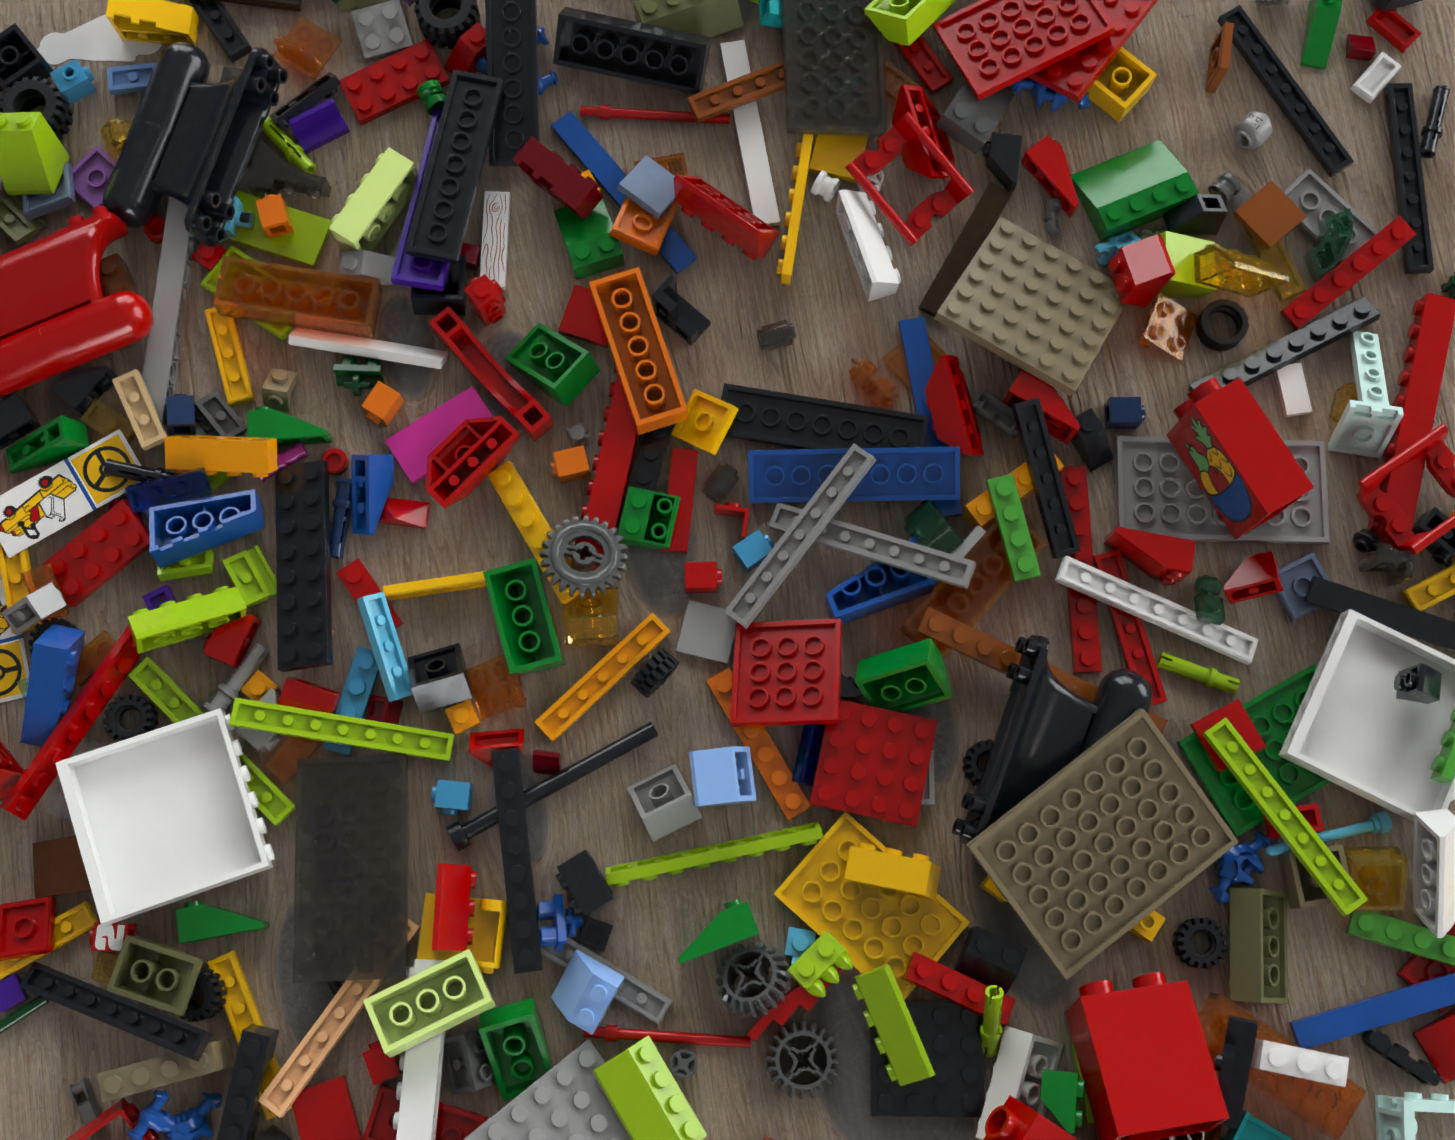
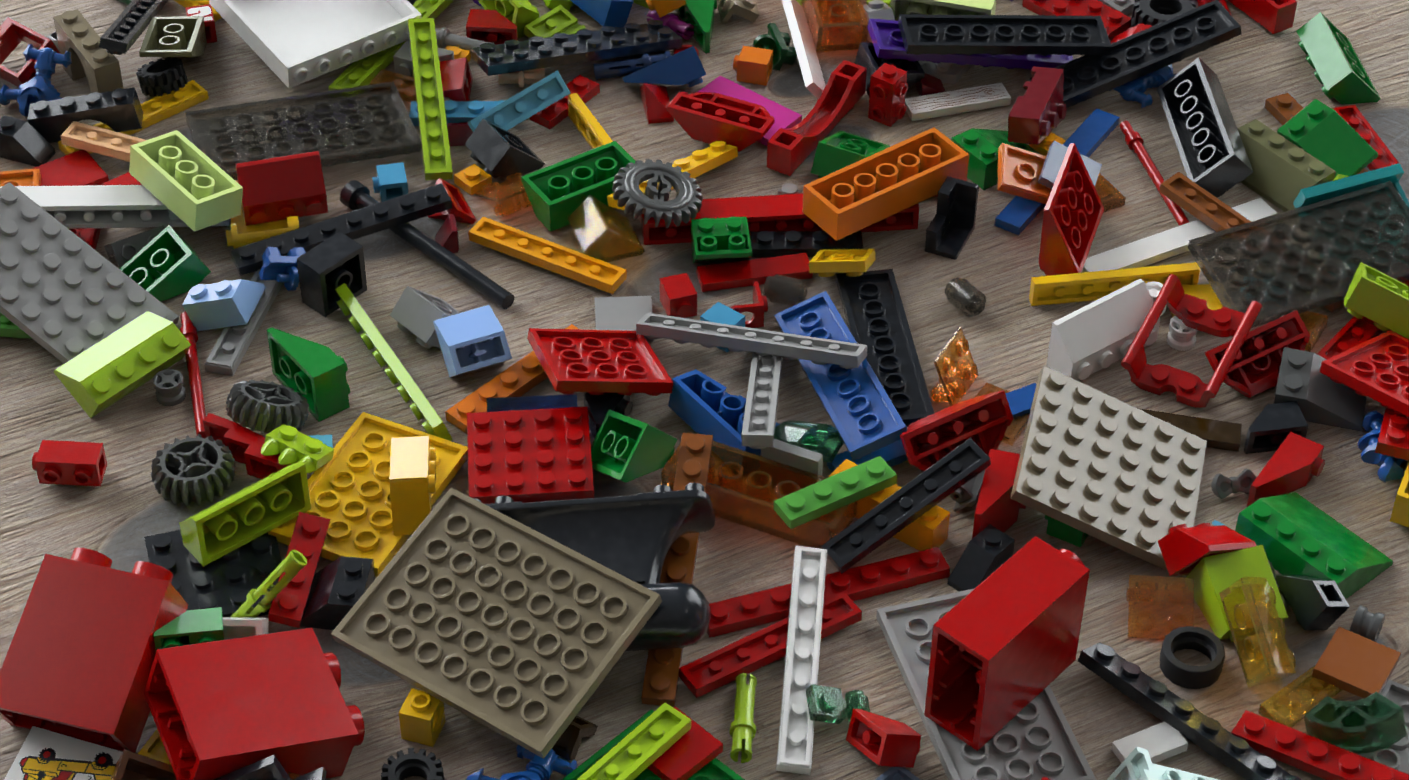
camera: 75 degrees right, 35 degrees down
(205, 922) = (227, 70): green slope -> none
(570, 464) = (753, 183): orange brick -> none
(595, 934) = (285, 307): black tile -> none
(654, 672) = (569, 268): black tyre -> none
(1154, 554) = (868, 637): red slope -> none

